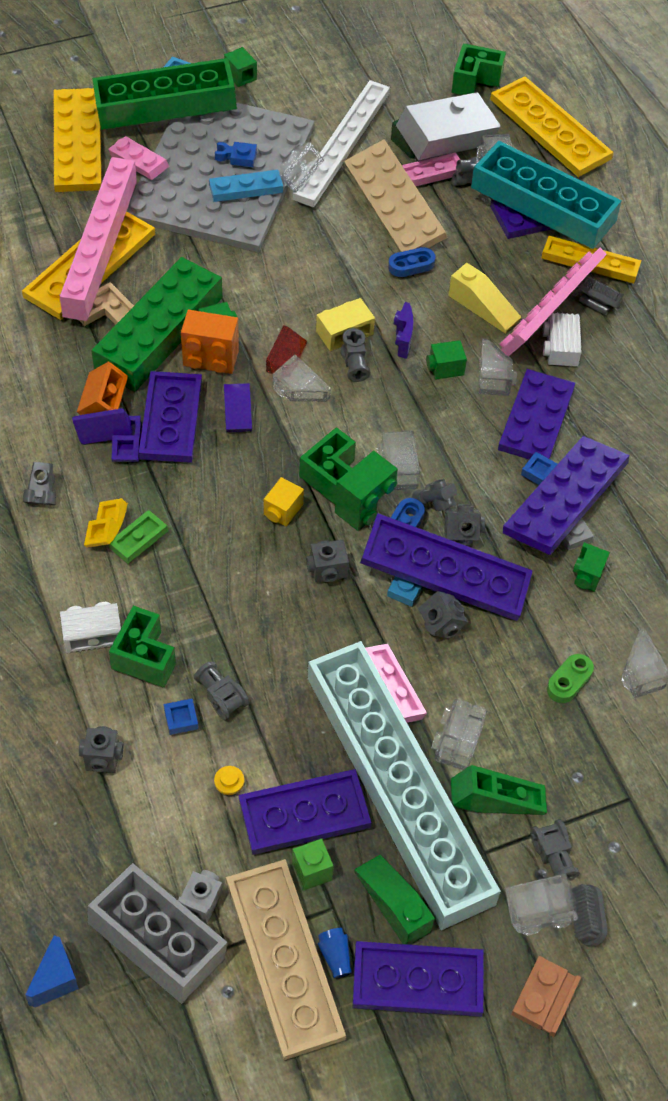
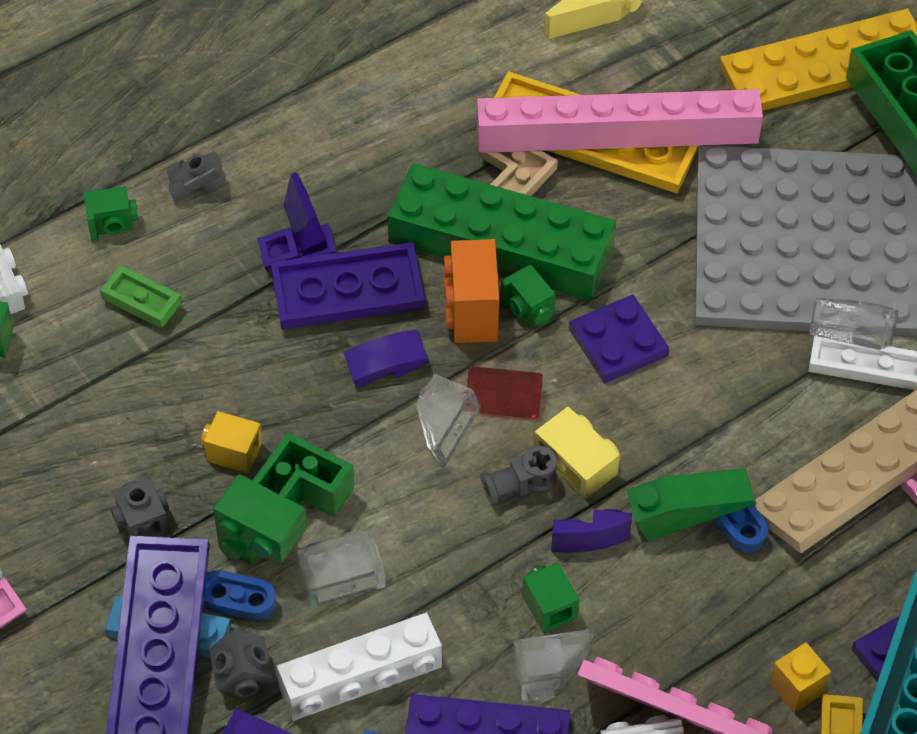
camera: 80 degrees right, 0 degrees up
(55, 543) = (109, 211): none -> green brick
(102, 390) = (353, 197): orange brick -> none
(107, 524) = (139, 257): yellow slope -> none
(145, 160) = (806, 134): bright pink plate -> none
(239, 154) = (861, 250): blue plate -> none
(245, 185) = (796, 266): dark azure plate -> none
(259, 288) = (618, 338): none -> dark purple plate
(401, 275) = (688, 500): none -> green slope
(439, 493) = (284, 621): dark grey plate -> none
(443, 615) = (78, 665): dark grey brick -> none
(477, 462) = (359, 666): none -> white brick
(482, 297) = (692, 627): light yellow slope -> none
(530, 258) = (800, 677): none -> yellow brick

